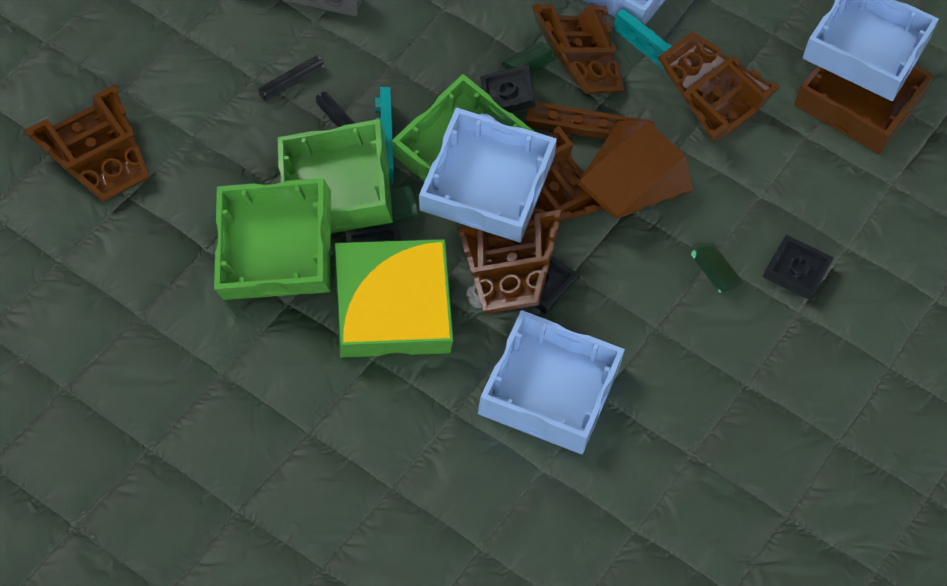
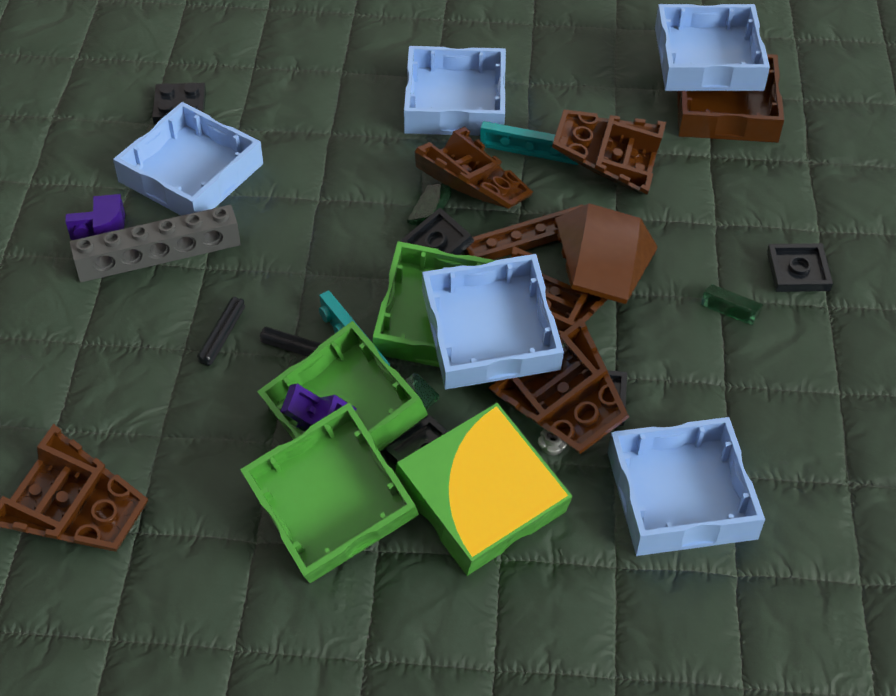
camera: 25 degrees left, 5 degrees down
(302, 166) = (307, 407): none -> dark purple brick

